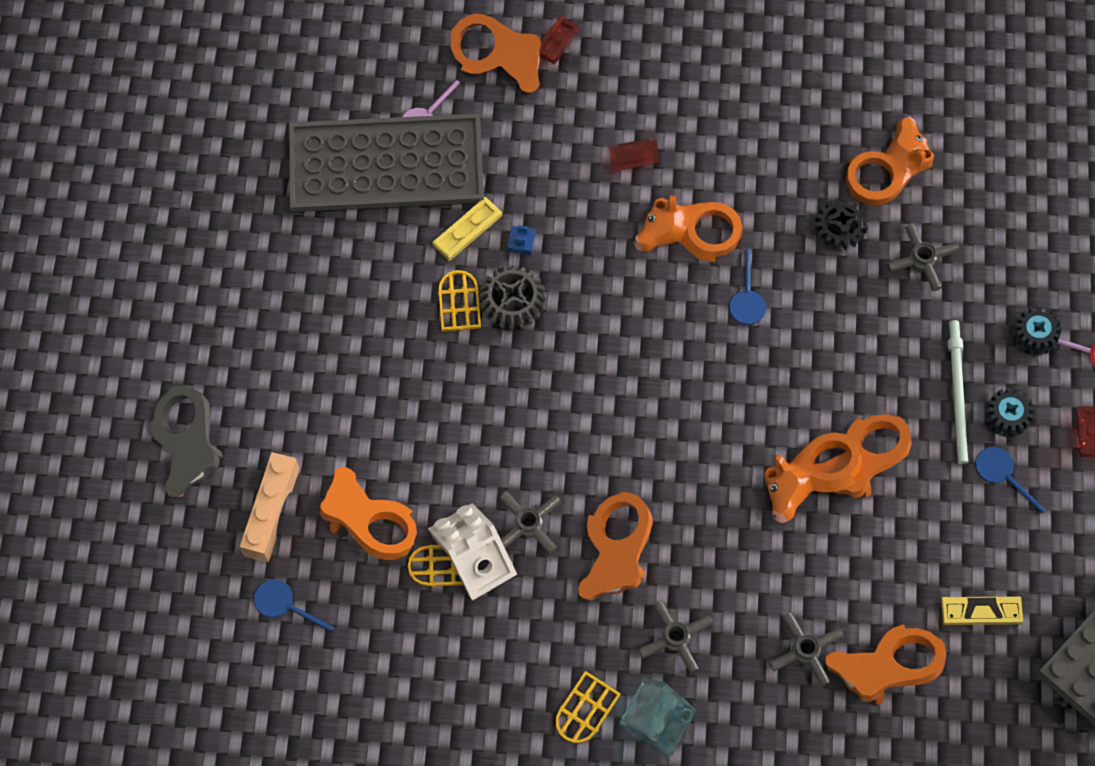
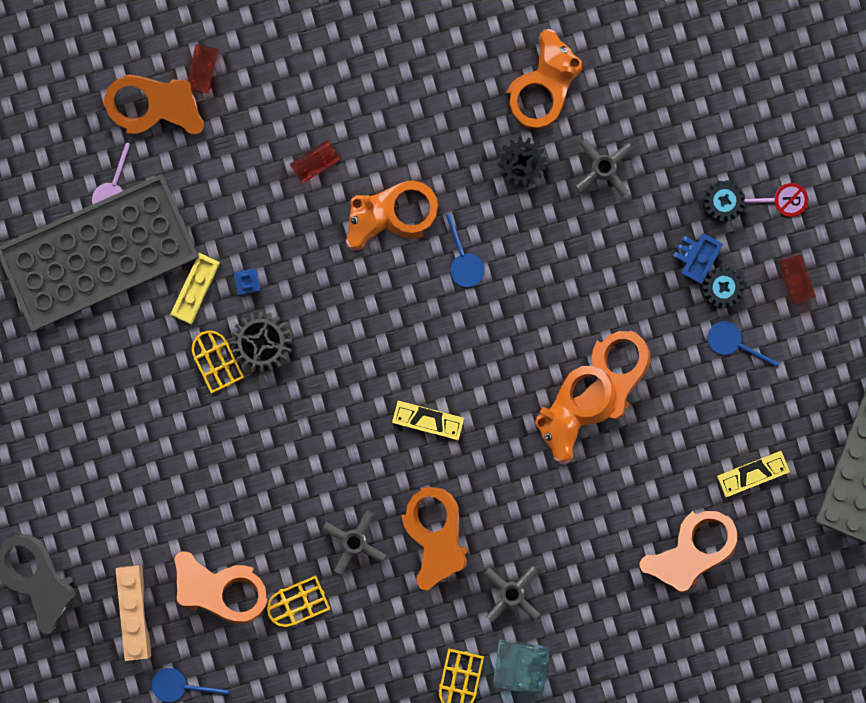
camera: 20 degrees left, 20 degrees up
(468, 540) = (316, 584): white bracket -> none
(653, 433) = (428, 420): none -> light yellow tile
(815, 643) = (629, 571): dark grey bar -> none
(955, 346) = (658, 241): light aqua bar -> none
(992, 373) = (698, 256): none -> blue hinge

